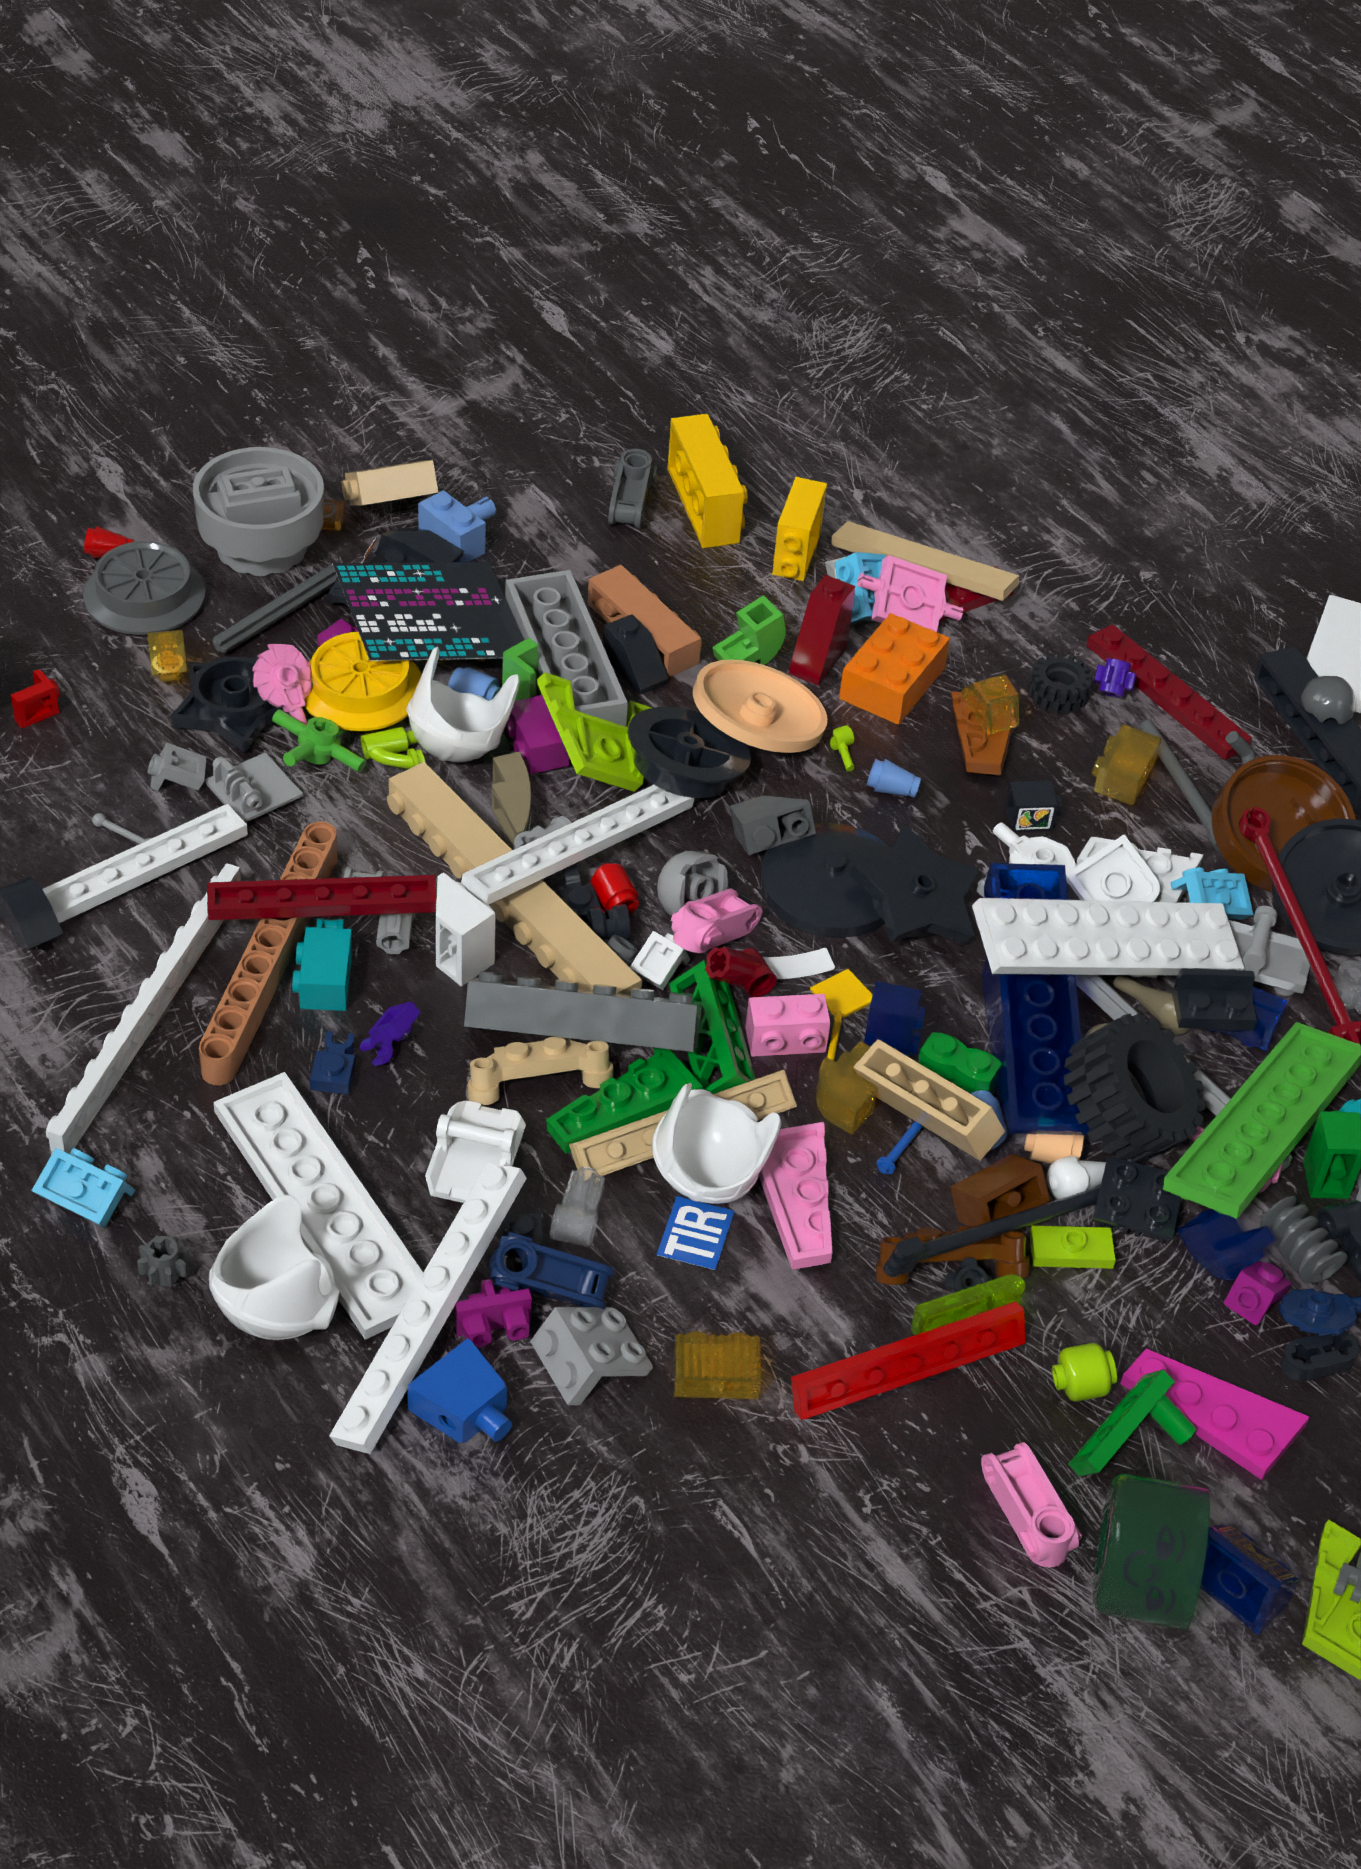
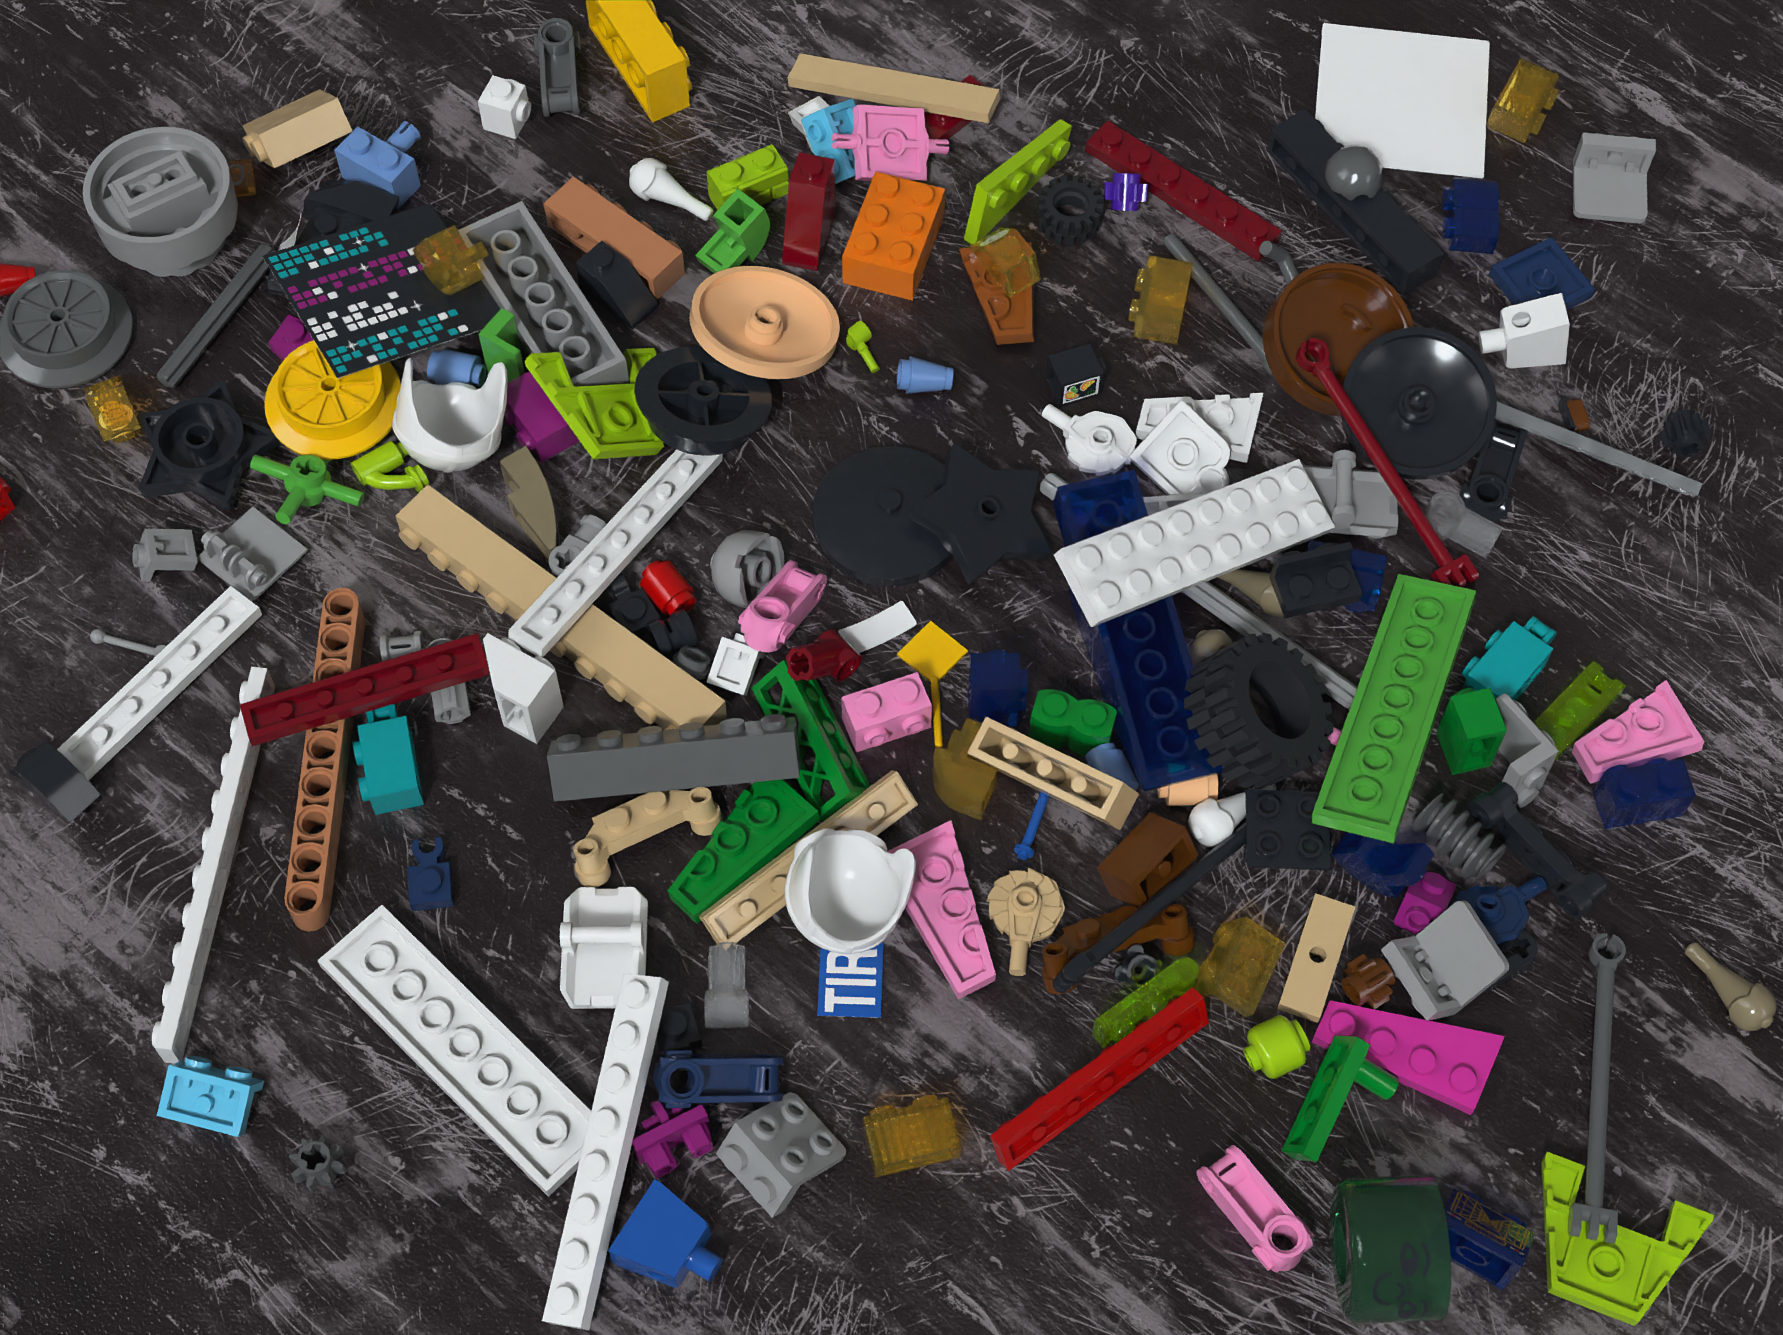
camera: 10 degrees left, 15 degrees up
(270, 1279) = (438, 1167): white piece -> none
(283, 678) = (250, 420): bright pink piece -> none
(392, 1025) = (477, 818): dark purple plate -> none
(494, 597) = (449, 261): none -> clear yellow brick
(575, 506) = (504, 106): none -> white brick
(690, 586) = (651, 180): none -> white piece
(771, 822) = (810, 467): dark grey slope -> none
(787, 594) = (758, 175): none -> lime brick
(799, 528) = (752, 82): yellow window -> none
(875, 1211) = (1027, 910): none -> tan piece
(1017, 645) = (1014, 178): none -> lime wing
(1067, 1299) = (1239, 964): none -> clear yellow bracket
(1072, 1247) = (1231, 898): lime plate -> none
(1142, 1310) = (1323, 938): none -> tan tile
(1187, 1339) = (1368, 981): none -> reddish brown gear
(1217, 887) = (1288, 440): medium azure bracket -> none
(1268, 1338) = (1447, 962): none -> light grey bracket

